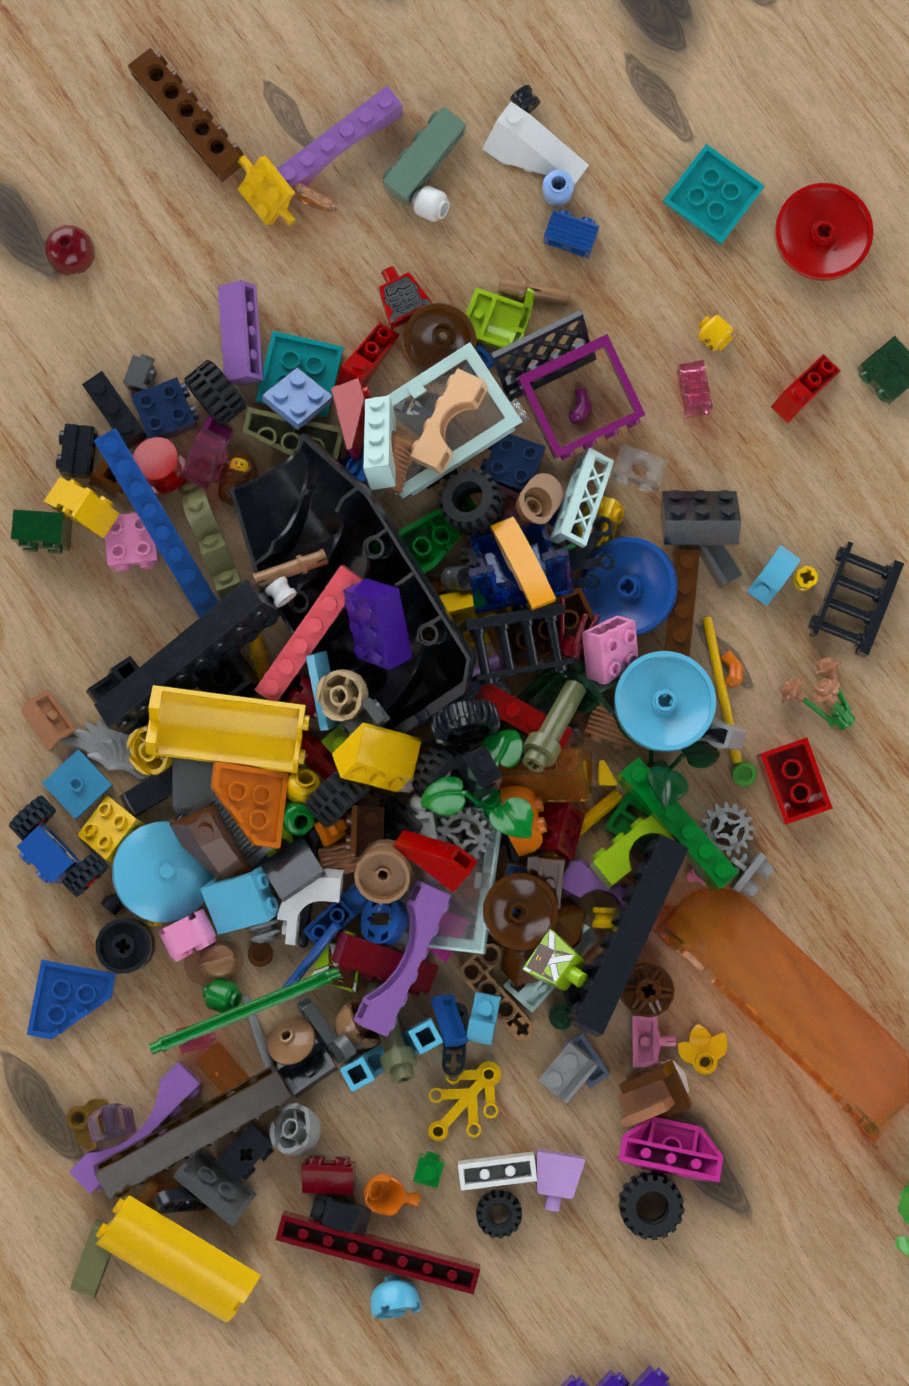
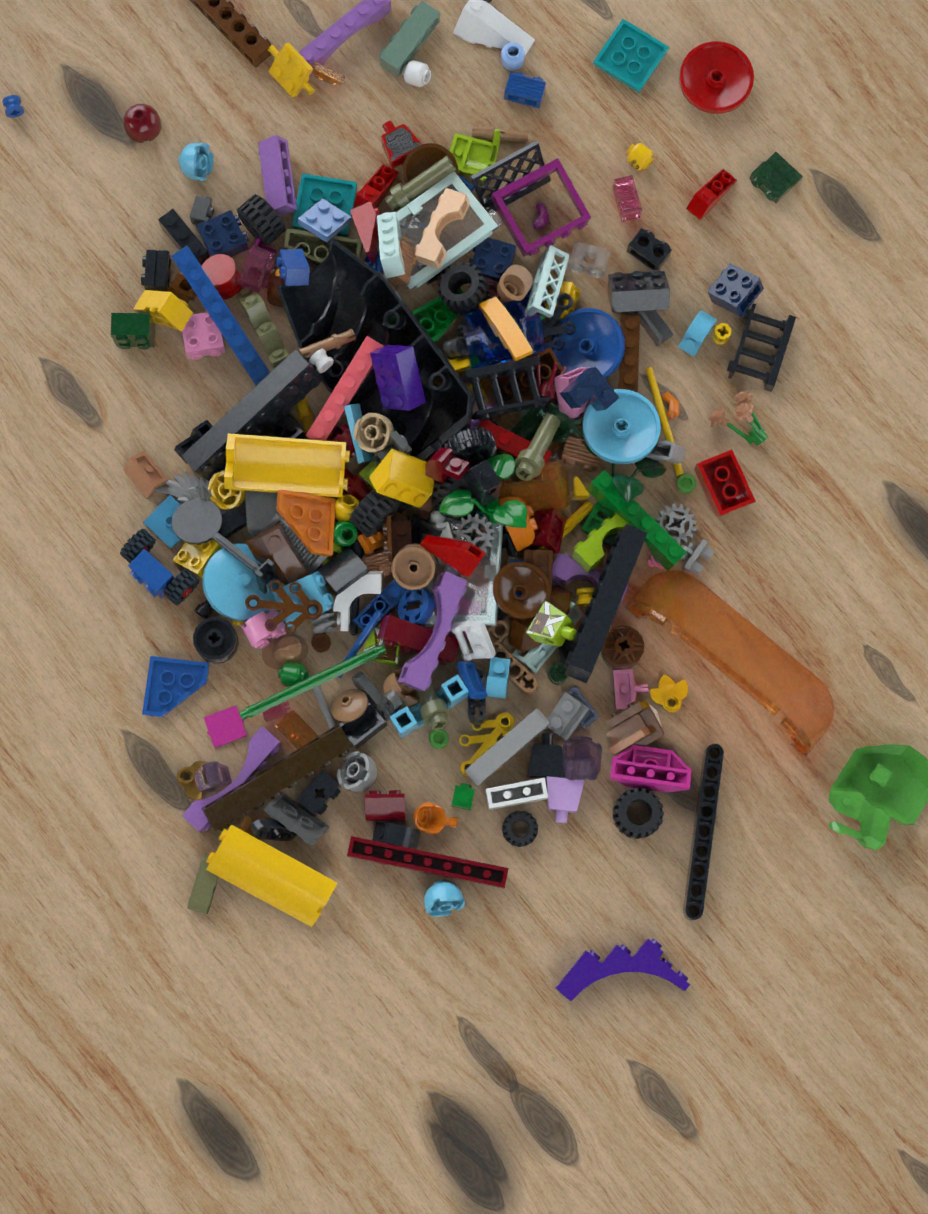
camera: 10 degrees left, 5 degrees down
(112, 791) = (200, 521): none -> piece
(131, 1055) = (225, 726): none -> dark pink piece
(136, 307) = (196, 161): none -> medium azure cylinder
(217, 915) = (287, 607): none -> reddish brown plant
(252, 462) = (293, 267): none -> blue brick
(402, 368) = (404, 194): none -> olive piece
(403, 1092) = (438, 738): none -> bright green tile
(431, 744) = (445, 464): none -> dark red brick
(460, 967) = (478, 638): none -> white plate
(489, 1110) = (507, 747): none -> light grey beam
(538, 1127) = (546, 759): none -> black torso
(583, 1131) = (581, 758): none -> clear purple brick
(626, 651) = (589, 387): none -> dark blue brick
(714, 464) = (645, 253): none -> black brick
(735, 1246) = (697, 839): none -> black beam
(827, 522) = (735, 290): none -> dark blue brick

